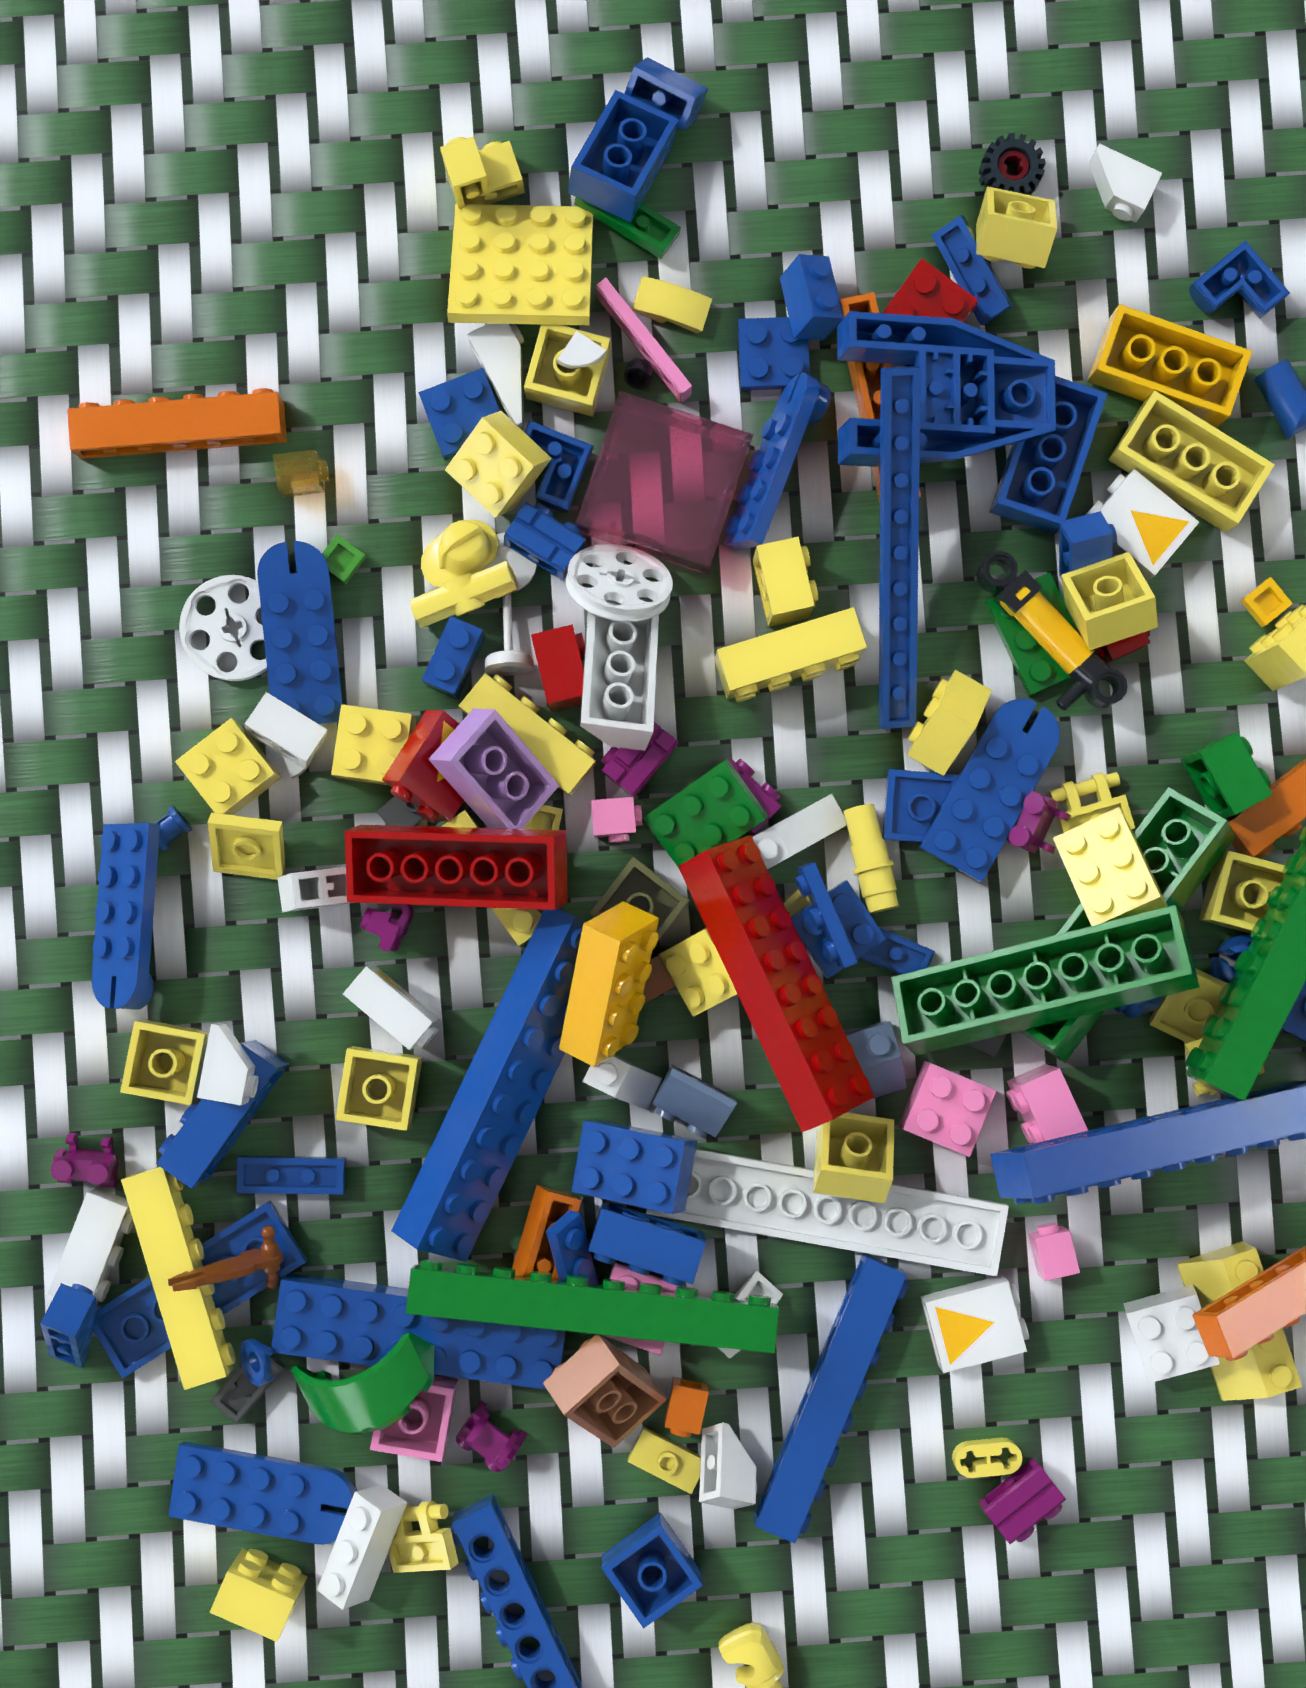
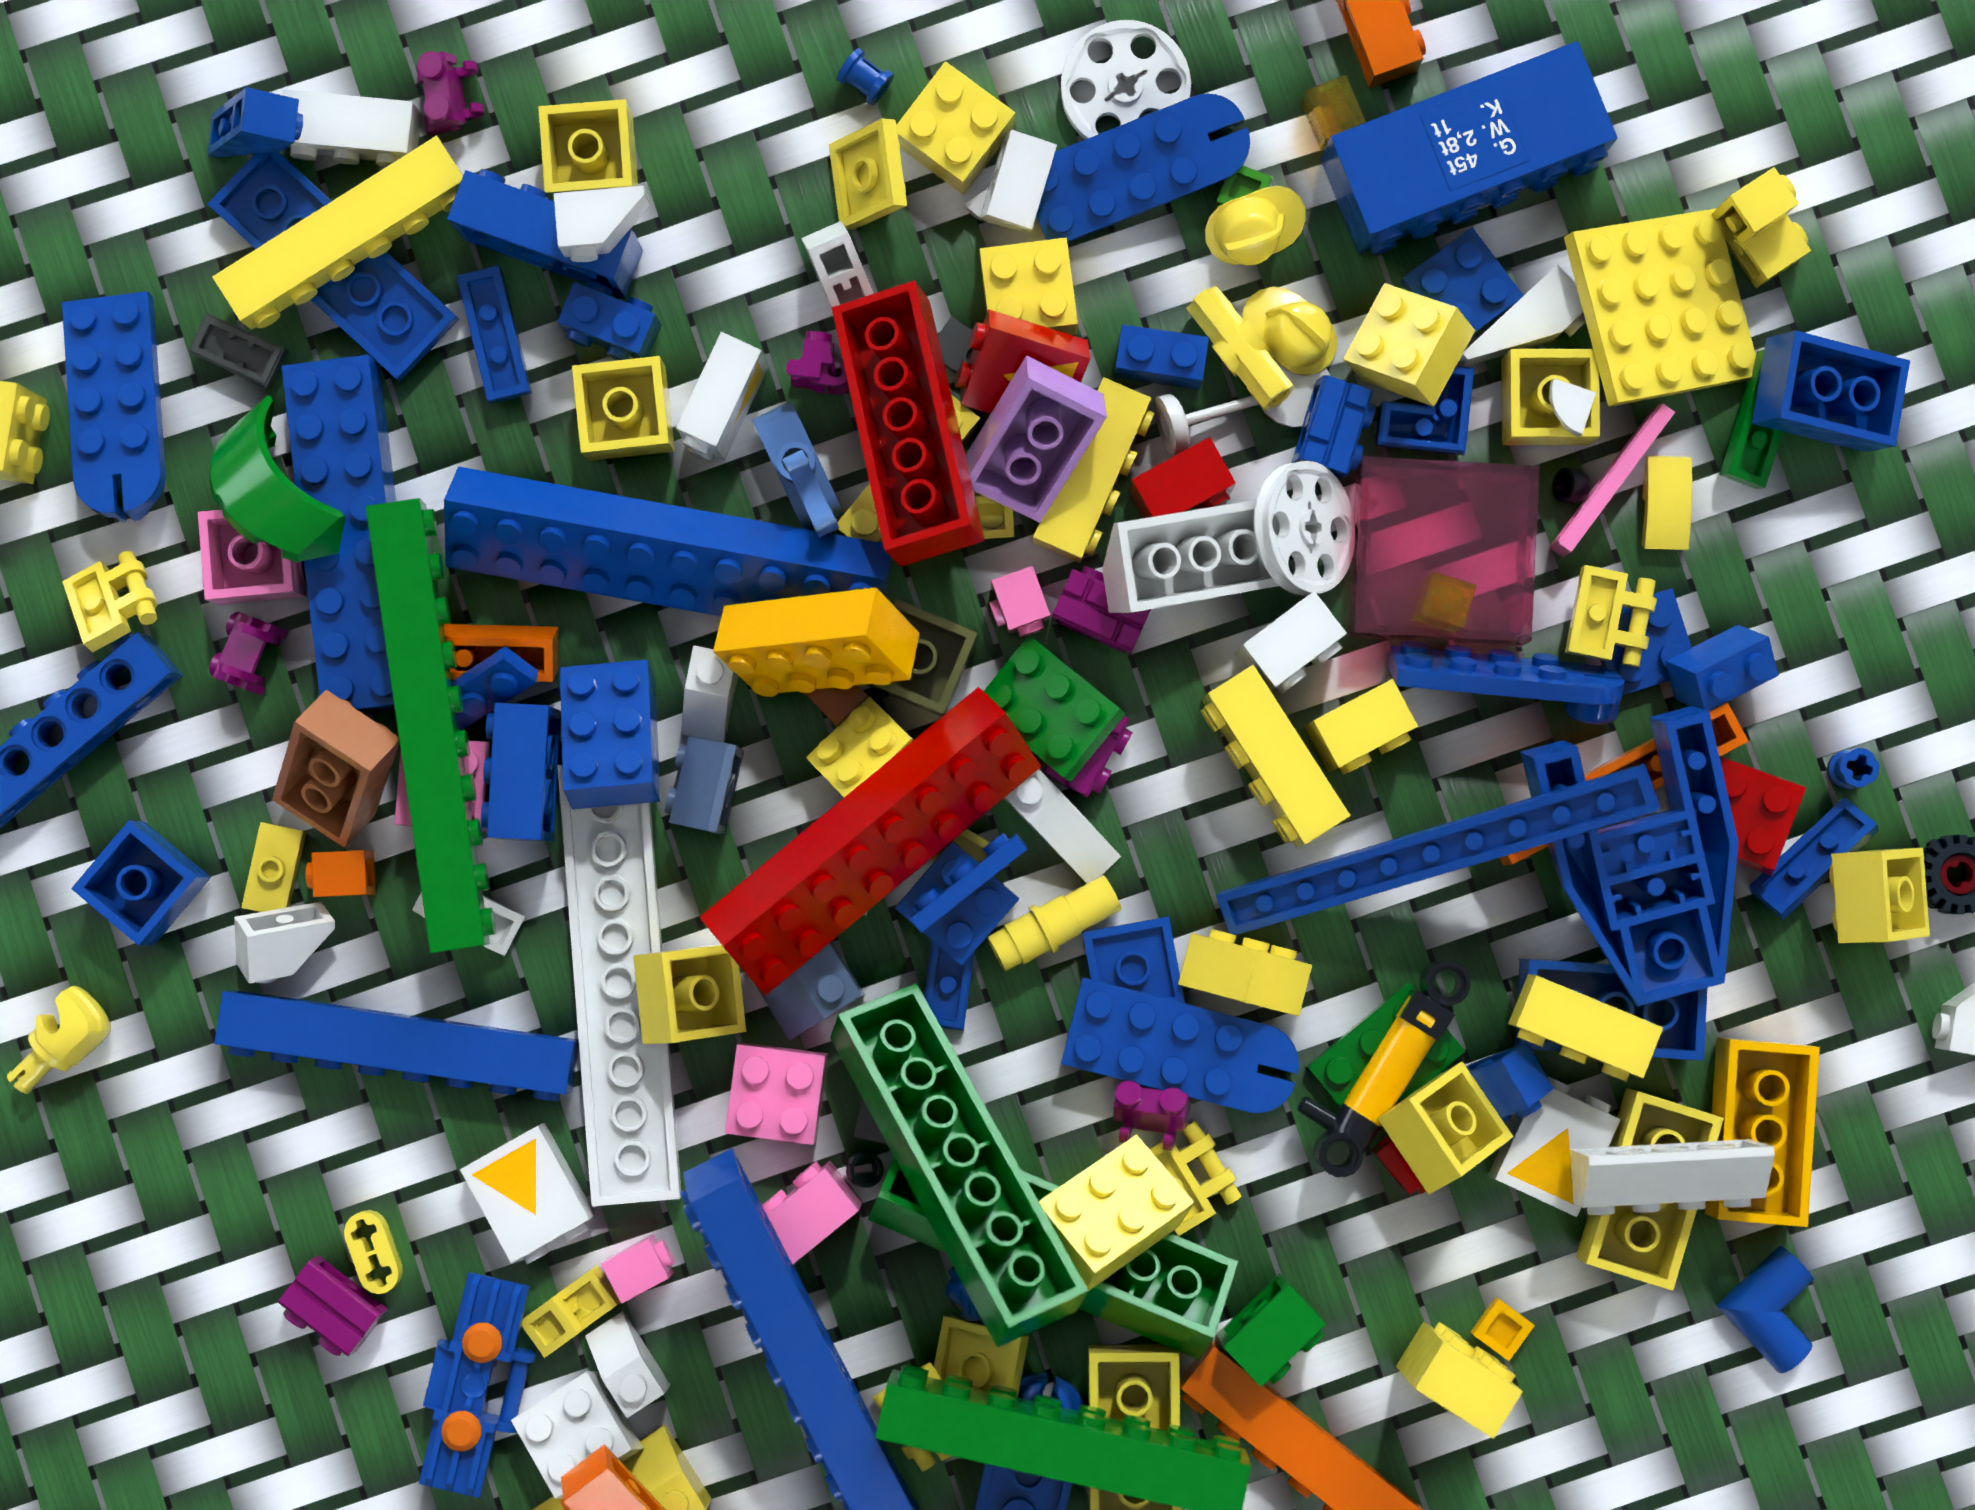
camera: 85 degrees right, 0 degrees up
(125, 915) = (747, 55): blue plate -> none
(252, 1260) = (389, 331): dark orange piece -> none
(256, 1373) = (266, 352): blue piece -> none
(313, 1073) = (616, 325): none -> blue brick
(359, 376) = (1468, 149): none -> blue brick
(361, 1546) = (83, 534): white brick -> none
(371, 557) = (1255, 225): none -> light yellow piece
(476, 958) = (805, 480): none -> medium blue piece
(666, 91) = (1927, 424): blue brick -> none
(705, 616) = (1292, 641): none -> white brick
(707, 490) = (1444, 602): none -> clear yellow brick
(744, 378) = (1598, 611): none -> light yellow plate
(912, 210) = (1843, 777): none -> blue bush
(1029, 1055) = (865, 1179): none -> black hinge
(1062, 474) = (1584, 1028): none -> light yellow brick
(1072, 1314) = (570, 1311): none -> light yellow slope
(1106, 1415) = (460, 1379): none -> blue piece
(1126, 1280) = (626, 1364): none -> white slope
(1189, 440) = (1670, 1174): none -> white slope
(1241, 273) = (1905, 1189): blue brick -> none

